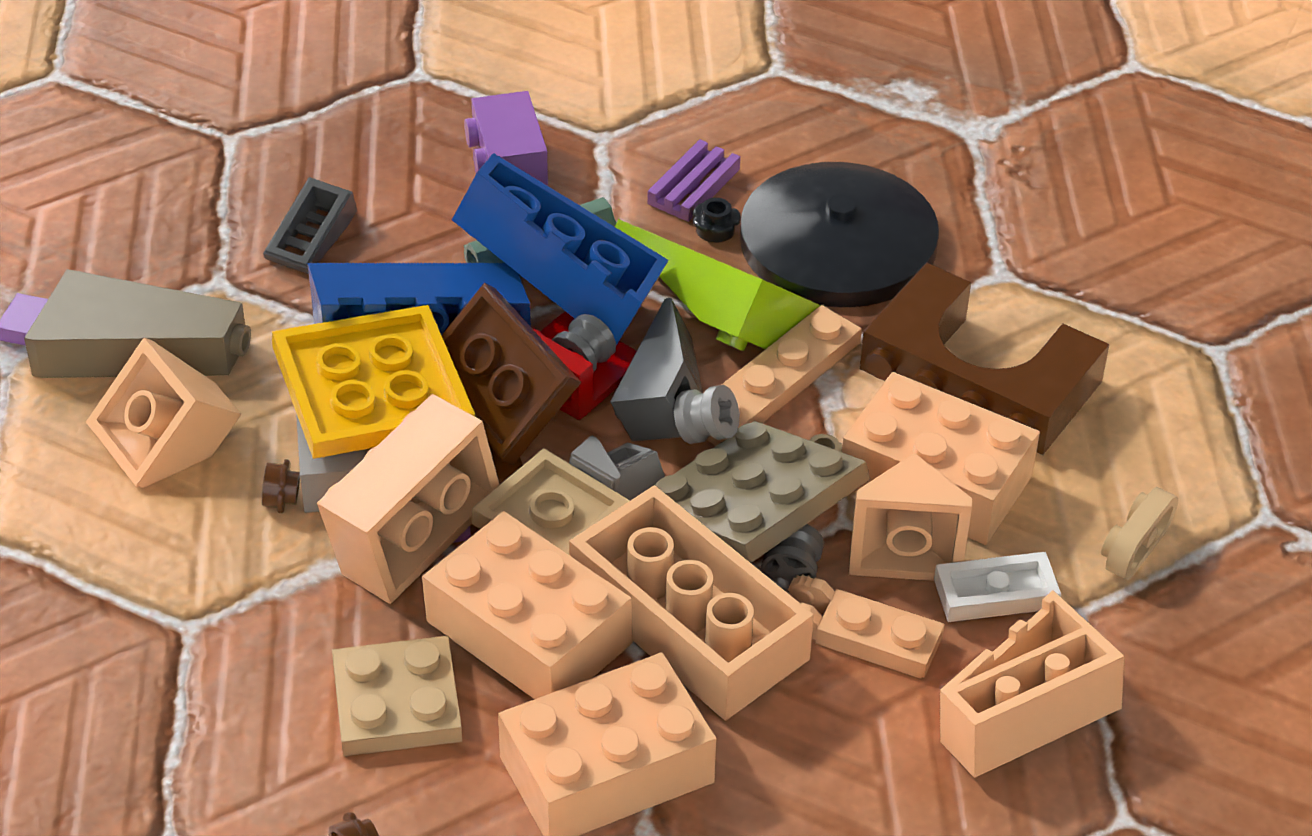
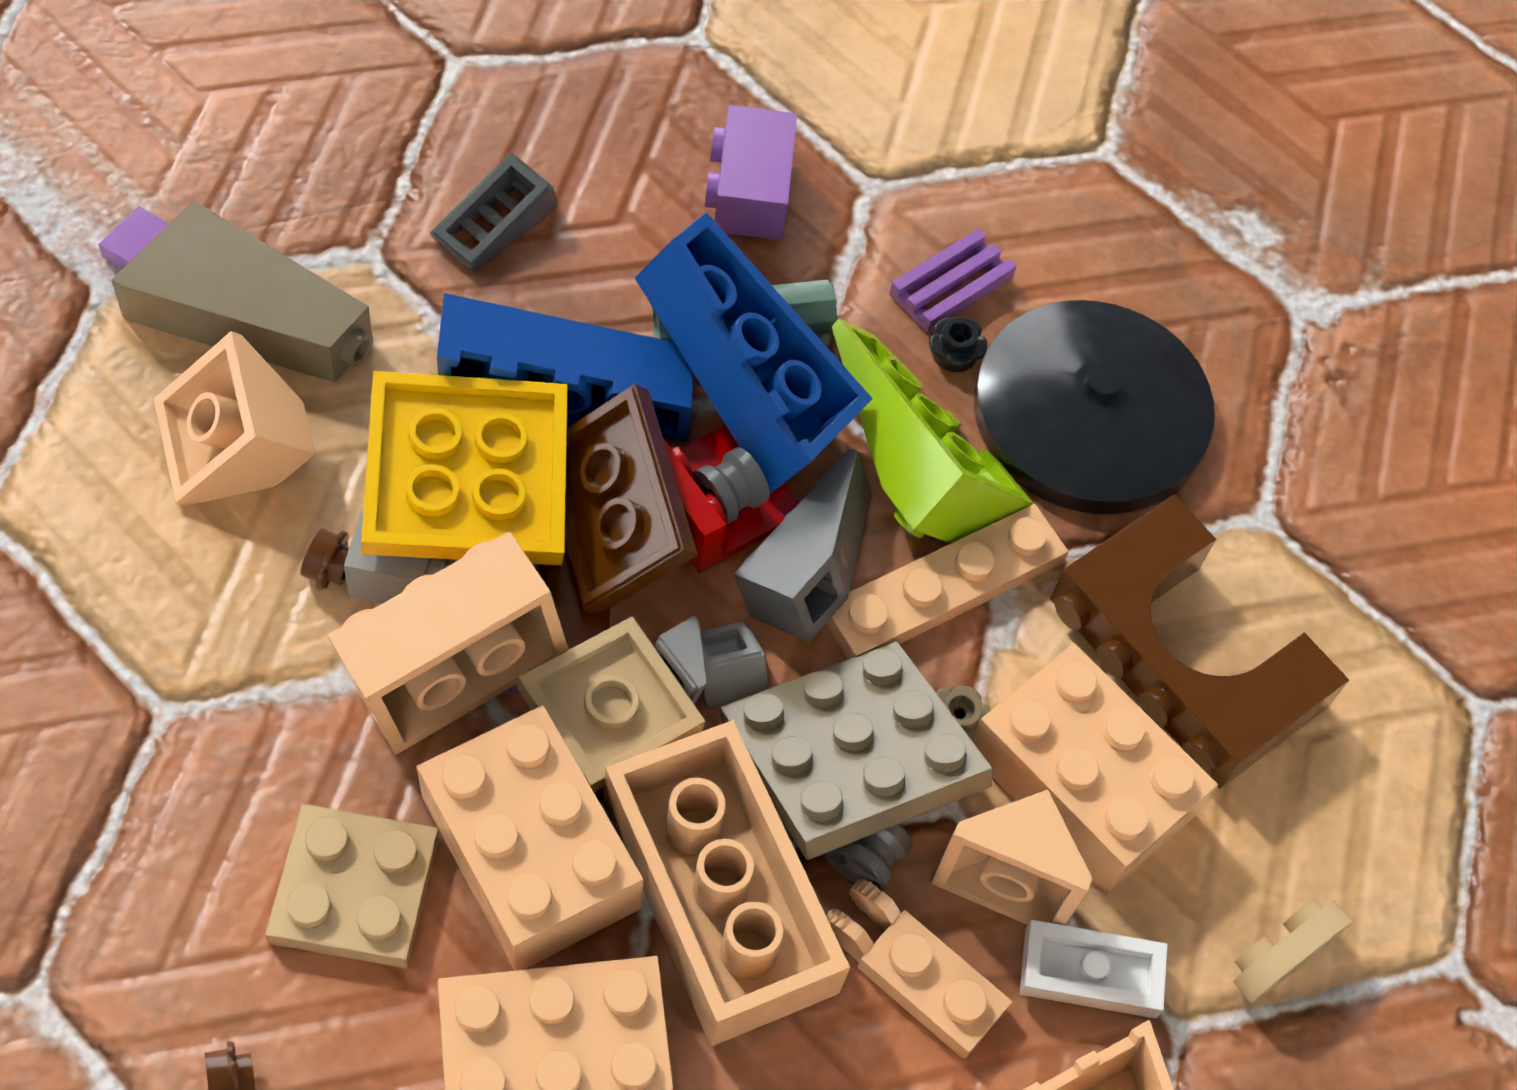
camera: 10 degrees right, 15 degrees up
(706, 414) = (837, 628): light grey wheel -> none

